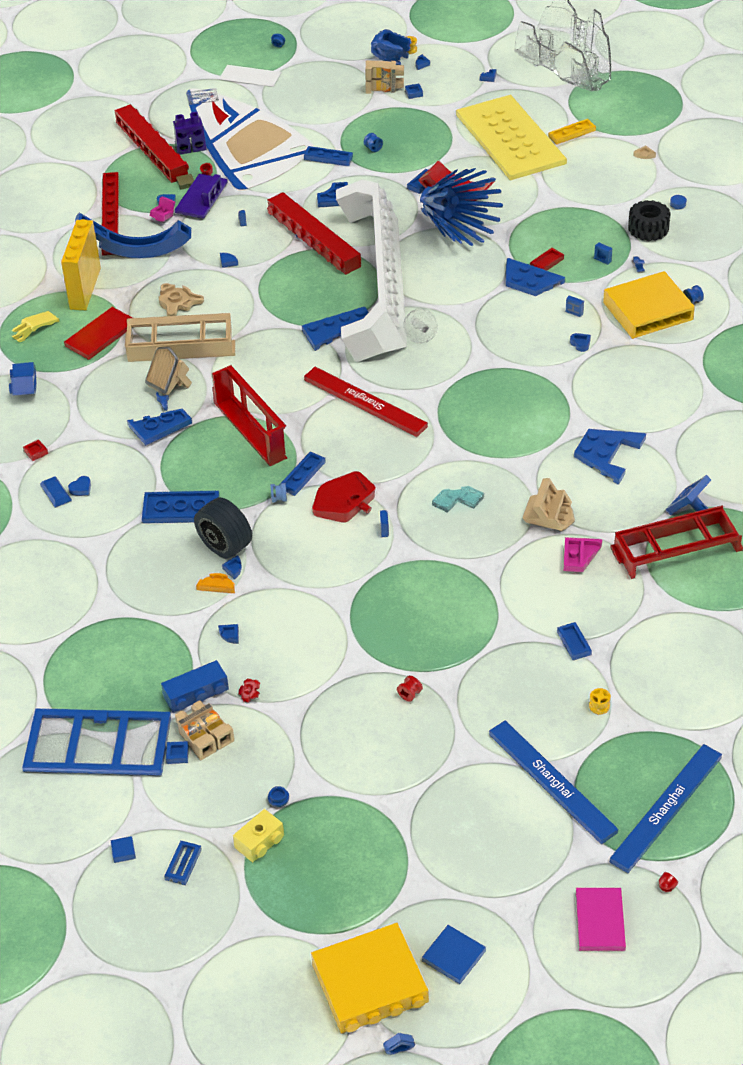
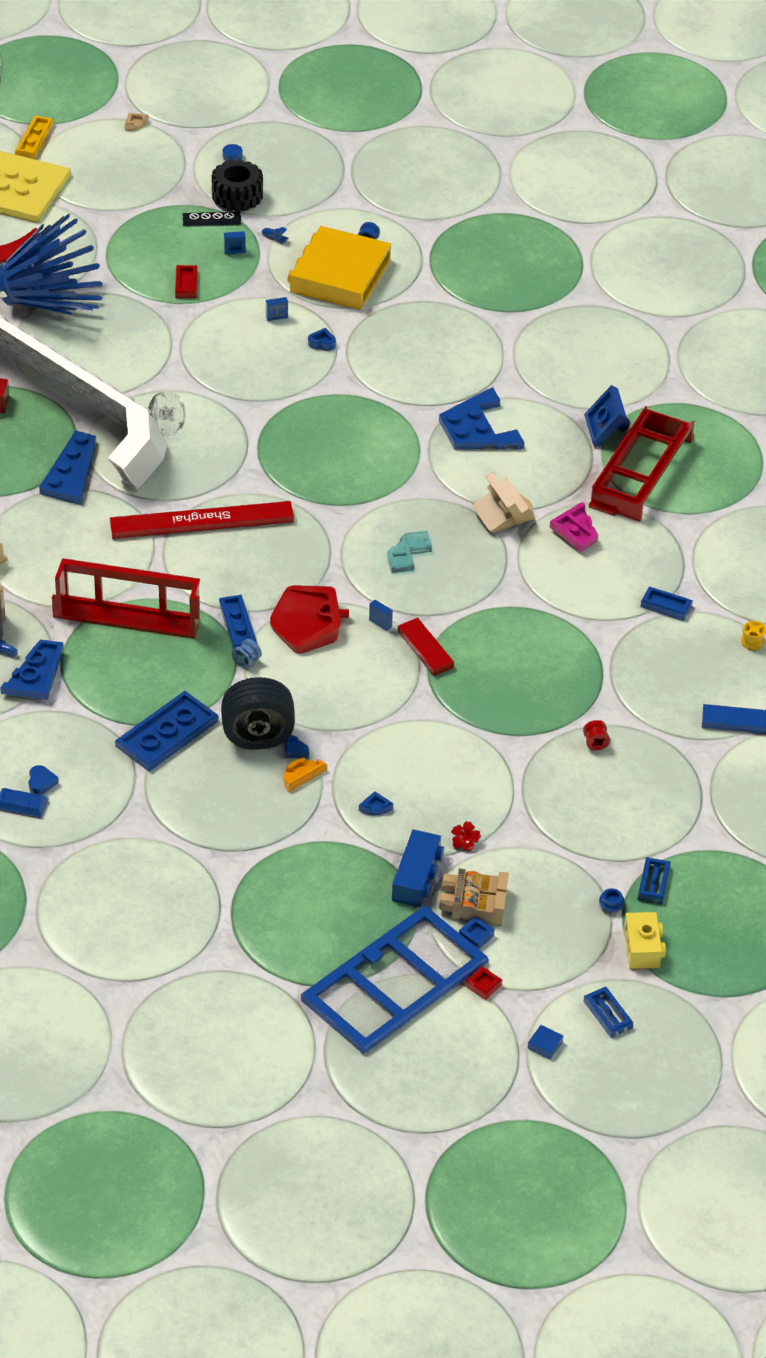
camera: 50 degrees left, 0 degrees up
(140, 785) = (484, 983): none -> red tile
(324, 808) = (651, 895): none -> blue tile
(387, 561) = (425, 646): none -> red tile
(530, 278) = (193, 308): blue wing -> none
(614, 233) = (211, 218): none -> black sticker

